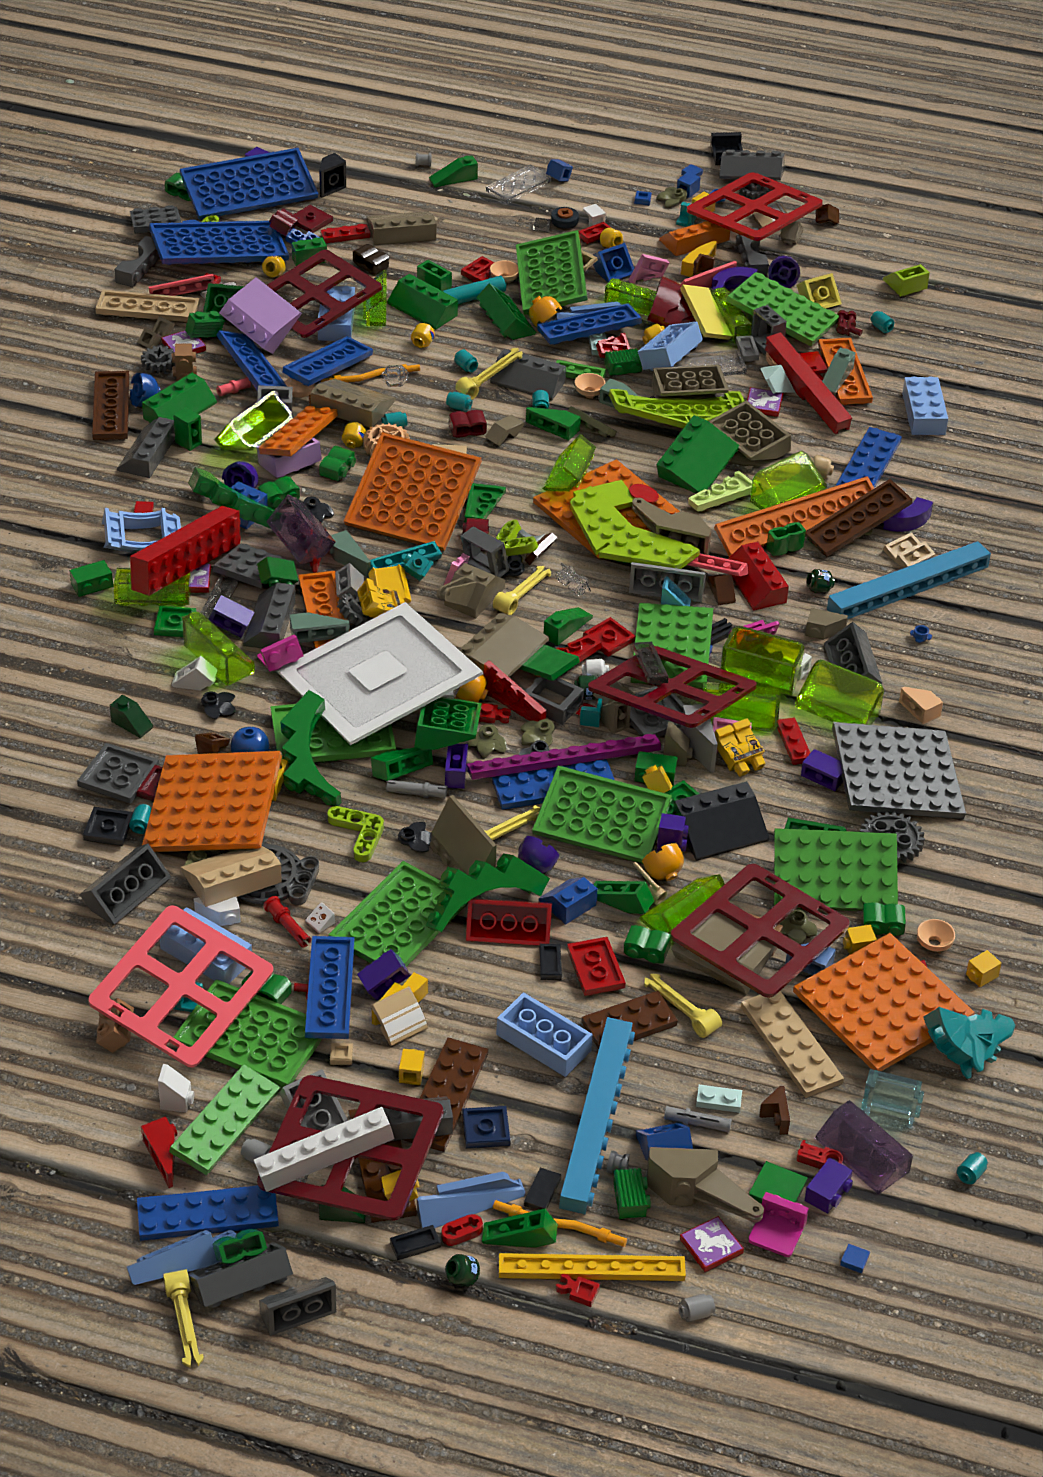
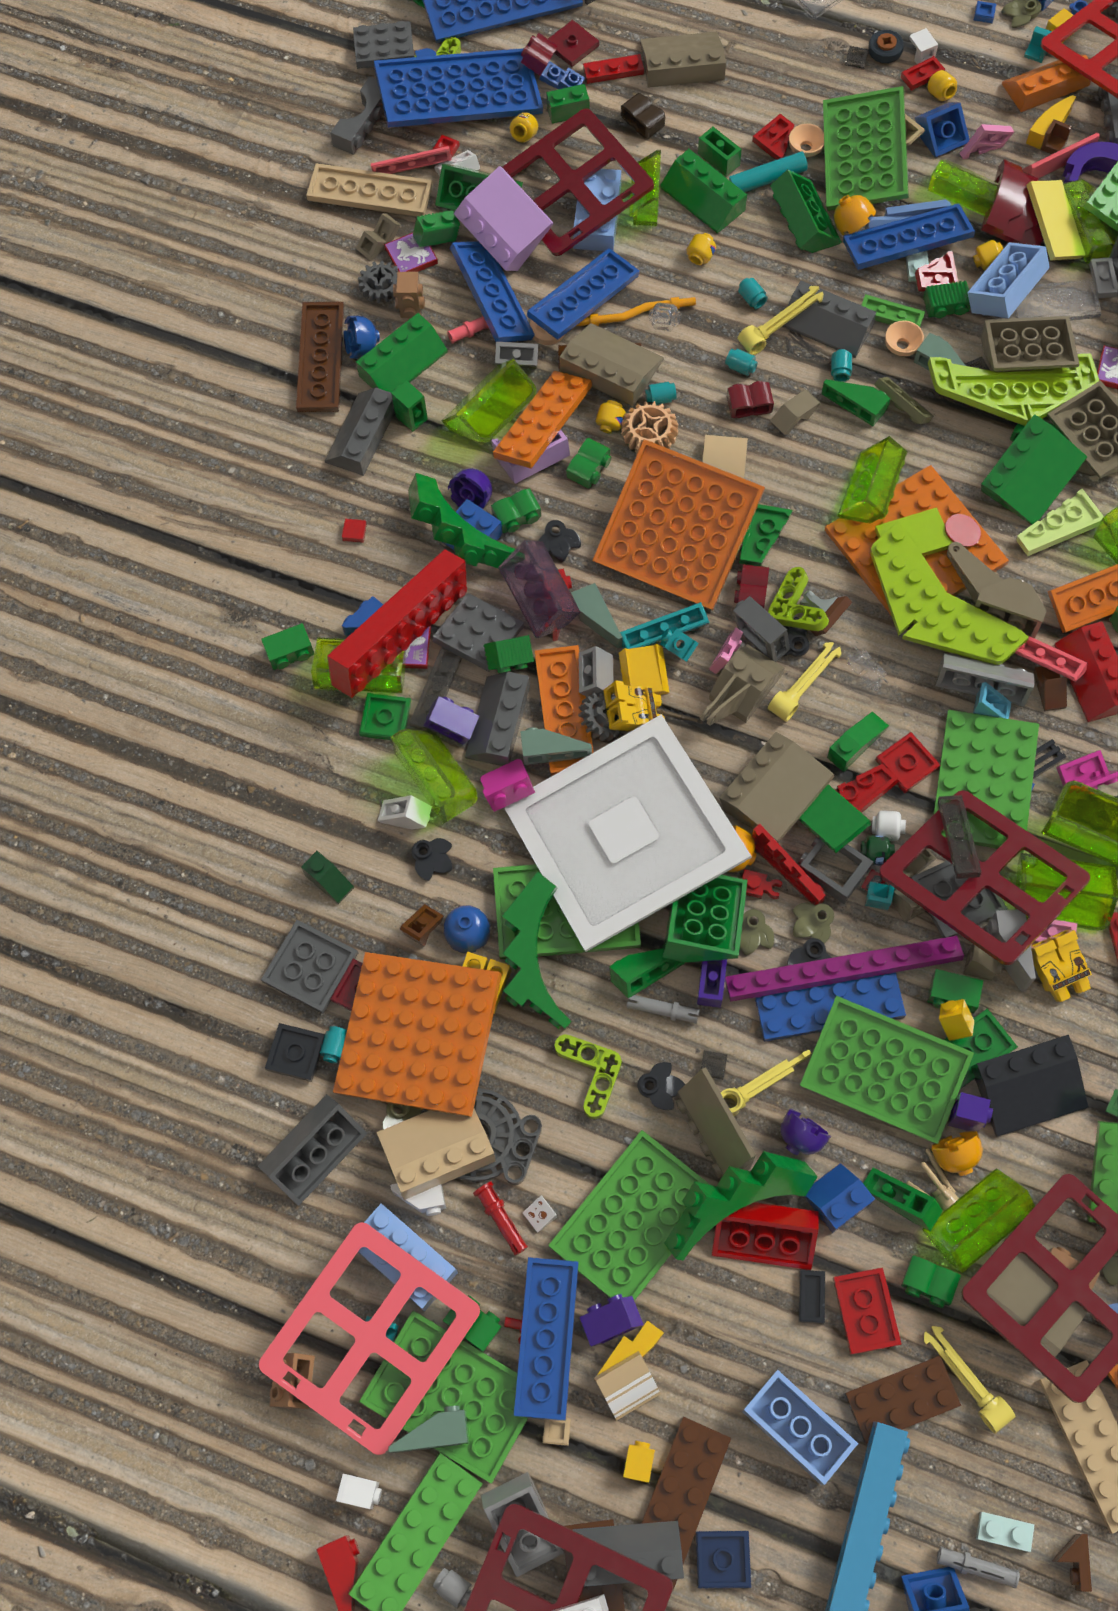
camera: 10 degrees right, 25 degrees up
(115, 524) = (317, 573): light blue wedge -> none
(239, 1047) = (439, 1431): none -> sand green slope

